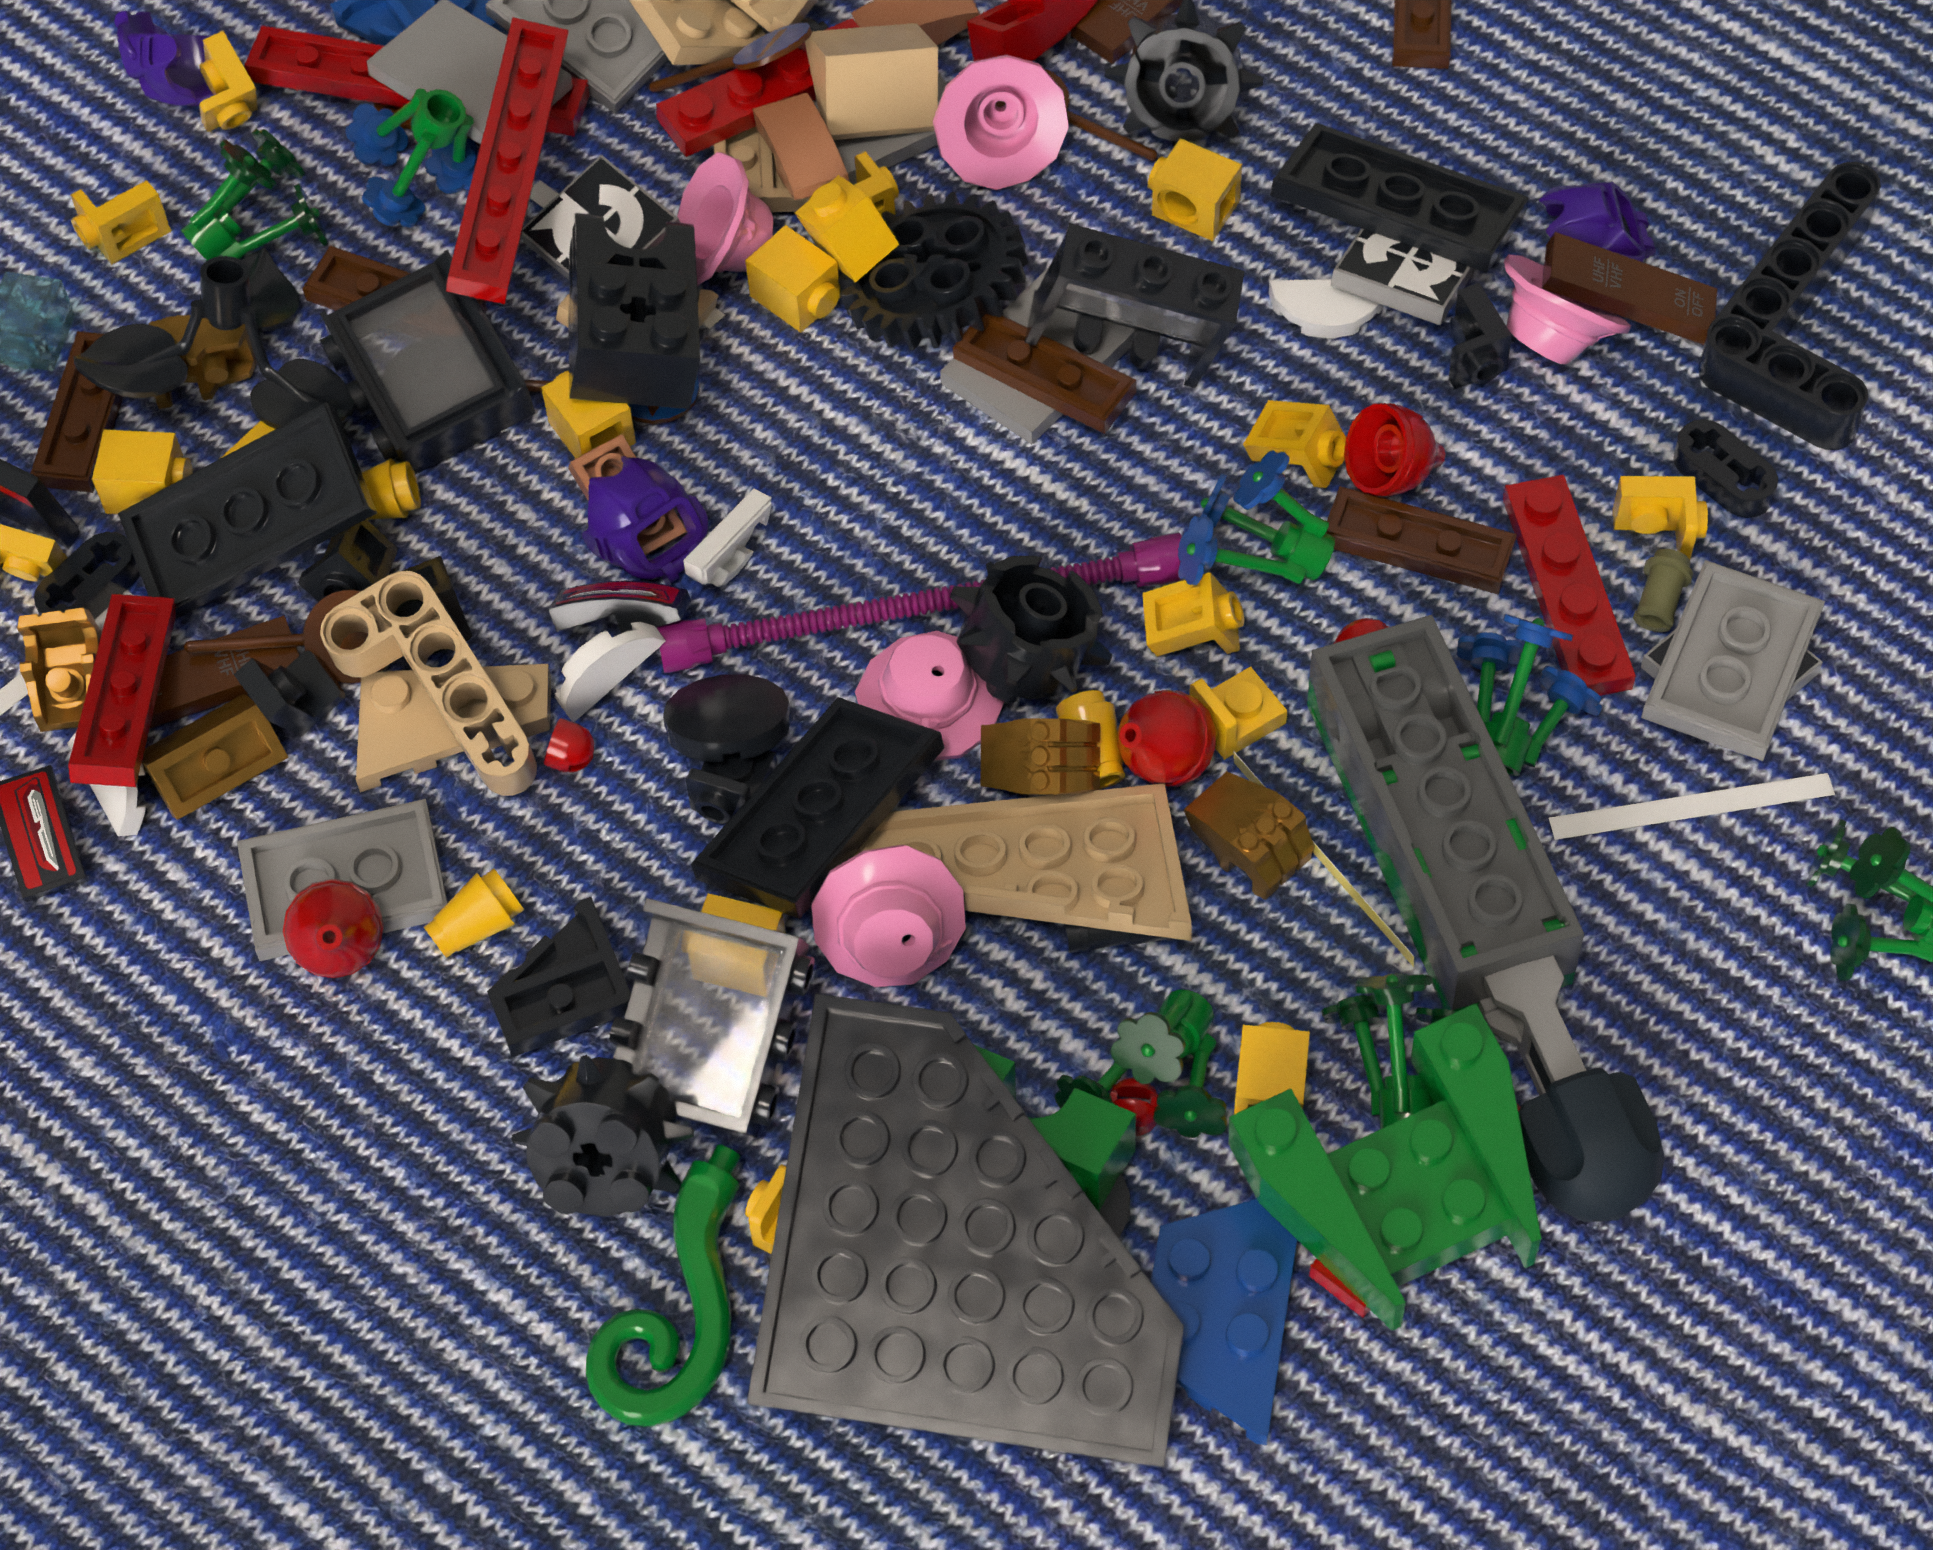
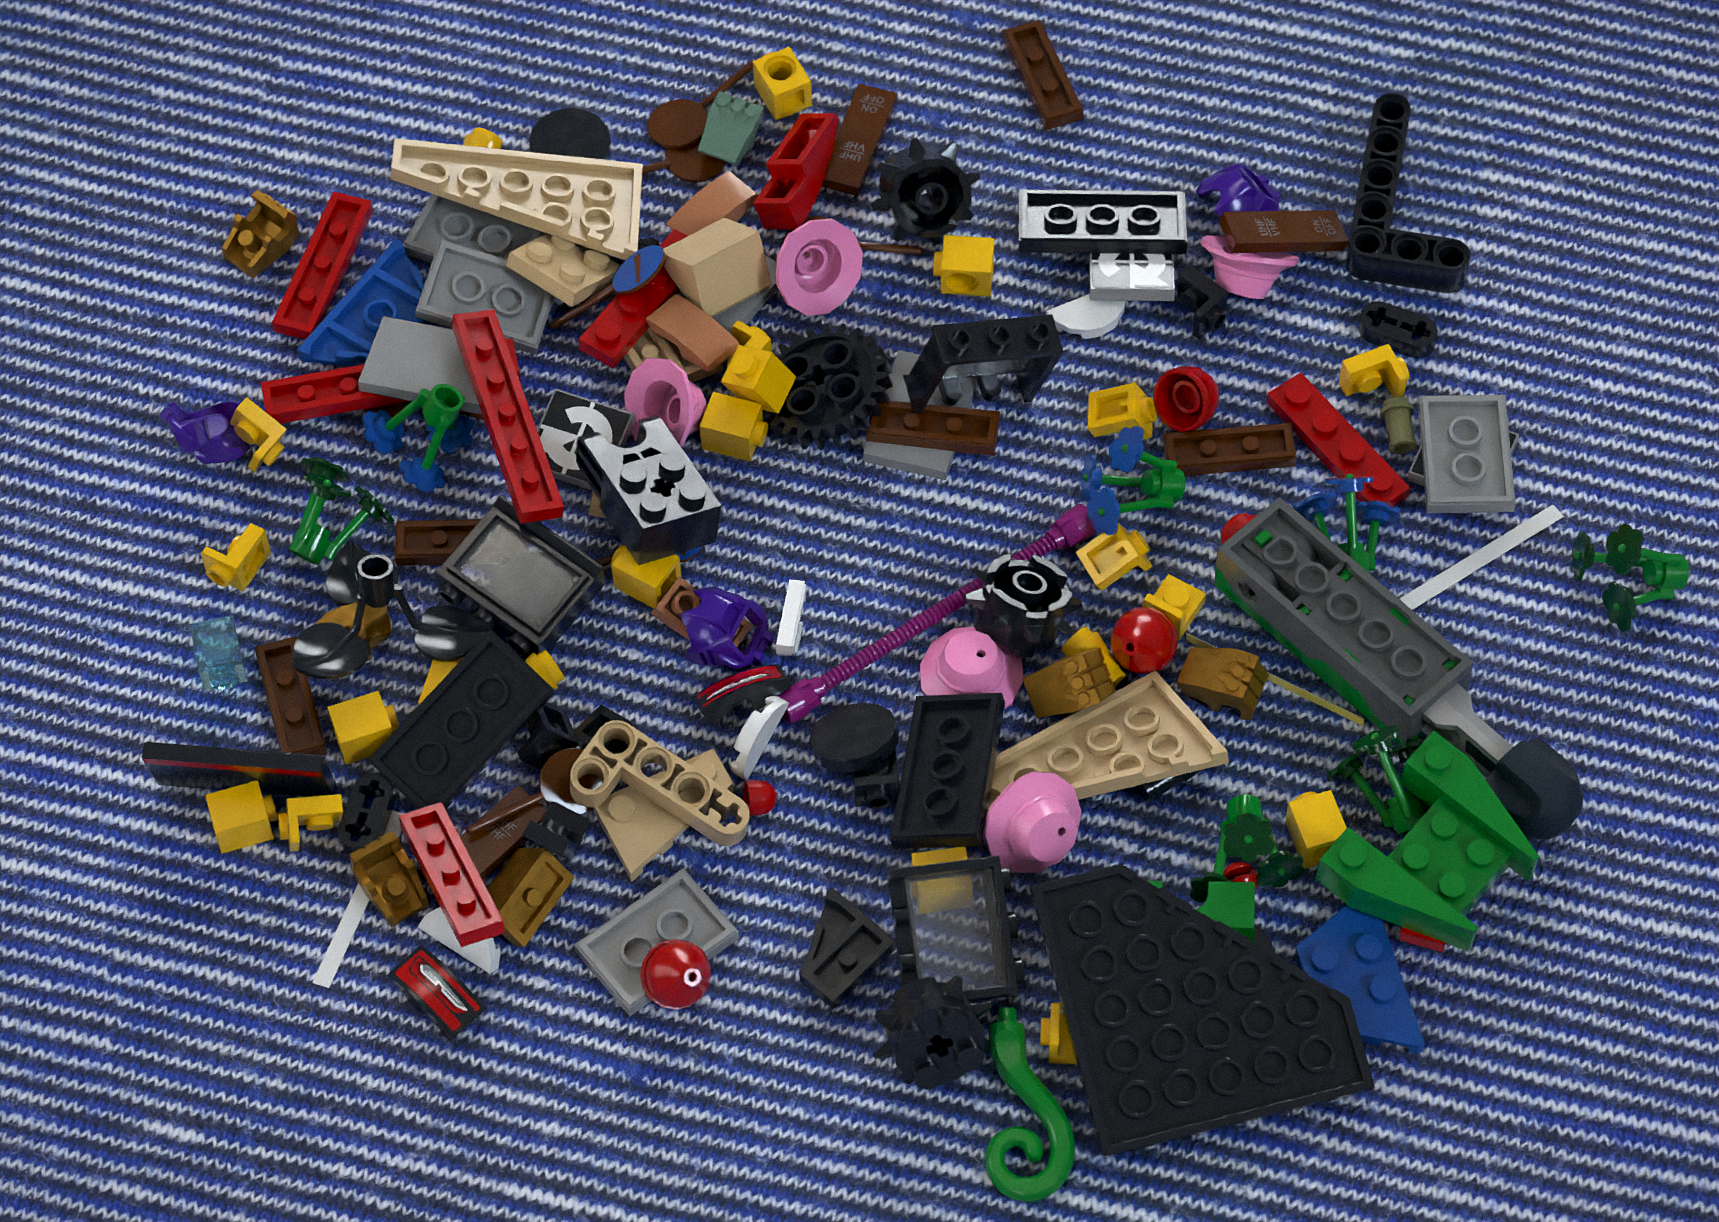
camera: 25 degrees left, 0 degrees up
(474, 913) = (759, 928): yellow cone -> none

